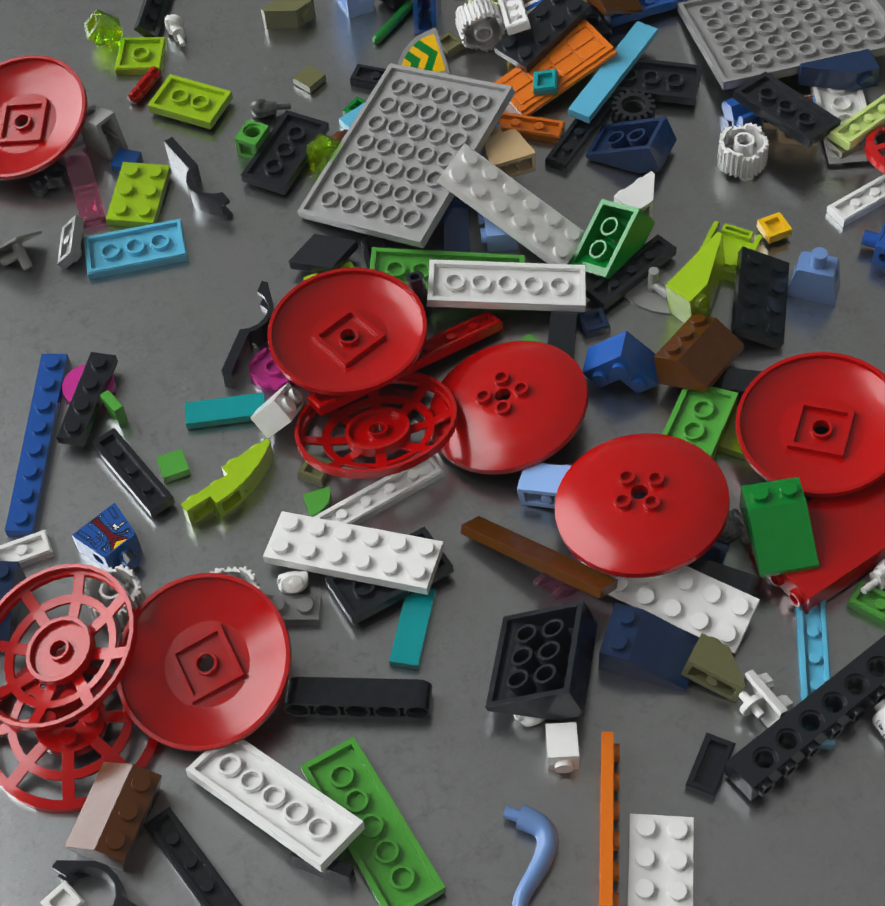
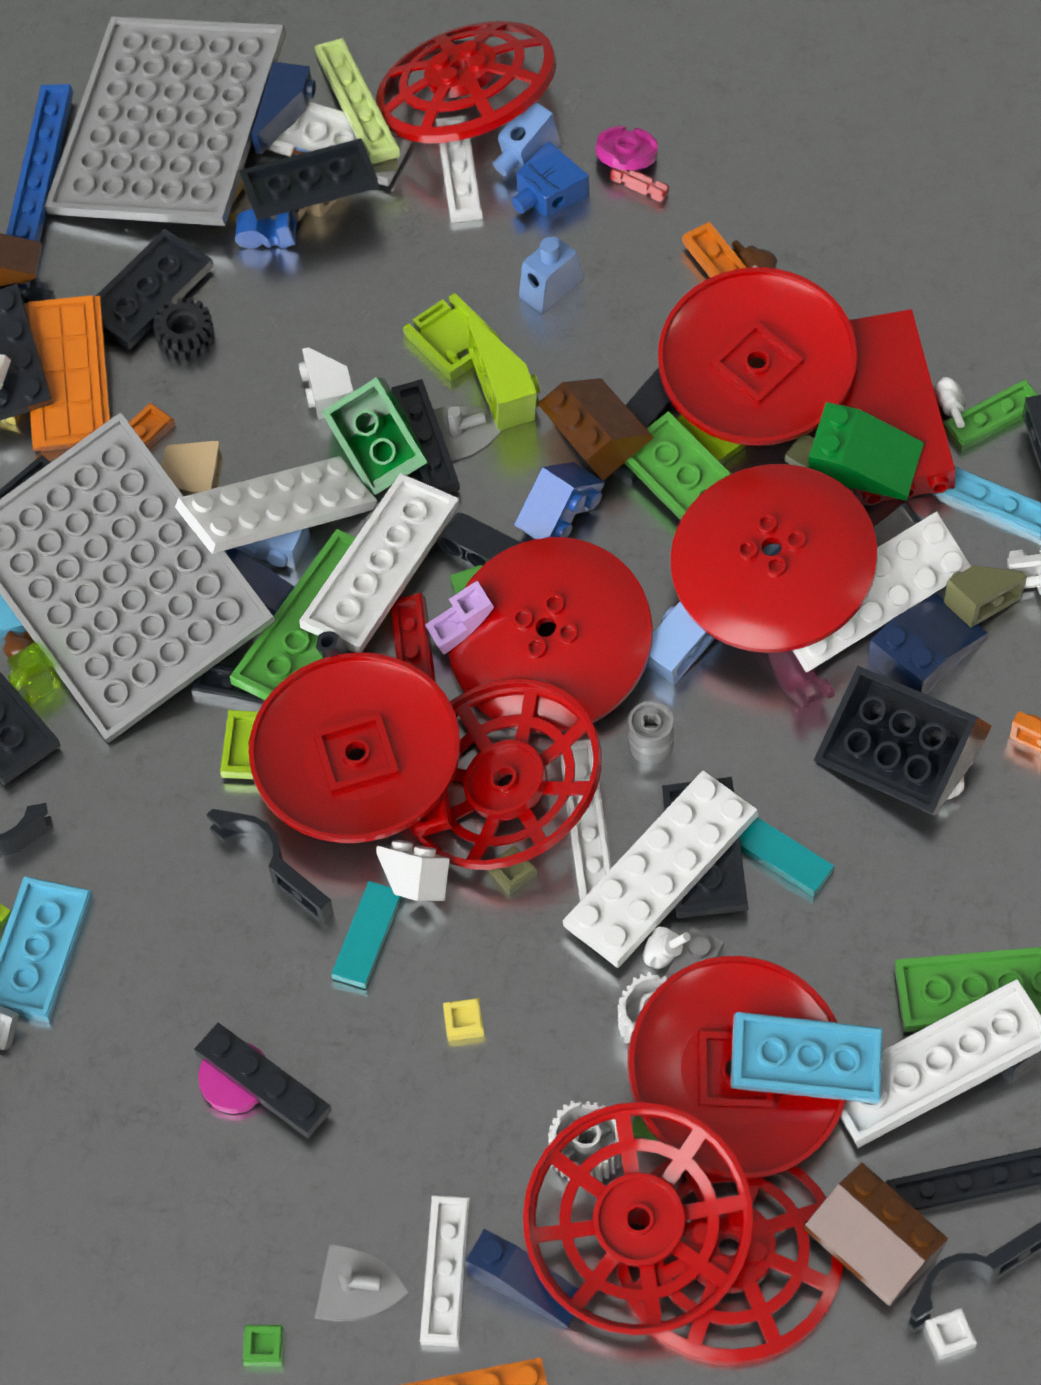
camera: 65 degrees left, 5 degrees up
(37, 446) = (289, 1165): blue plate -> none
(109, 540) = (495, 1123): blue torso -> none
(114, 408) = (294, 1055): bright green tile -> none
(133, 472) = (403, 1067): black plate -> none
(173, 465) = (416, 1021): bright green tile -> none
(184, 488) = (463, 1019): none -> light yellow tile
(228, 702) = (806, 1057): none -> medium azure tile
(239, 481) = (486, 957): lime slope -> none
(265, 373) = (334, 865): dark pink tile -> none
(317, 500) = (560, 885): bright green tile -> none
(323, 254) = (198, 735): black tile -> none
(358, 697) = (851, 930): black beam -> none
(462, 499) = (650, 732): none -> light grey wheel
(487, 347) = (458, 622): none -> lavender slope
(539, 557) = (770, 688): reddish brown tile -> none
(545, 82) = (87, 390): teal tile -> none
(562, 747) = (1004, 769): white brick -> none
(575, 140) = (177, 396): black tile -> none
(593, 323) = (473, 504): dark blue tile -> none
(612, 72) = (118, 318): medium azure tile -> none
(634, 144) = (237, 352): dark blue slope -> none
(743, 151) = (326, 251): white brick -> none
(760, 298) = (543, 335): black plate -> none
(774, 227) = (449, 277): yellow plate -> none

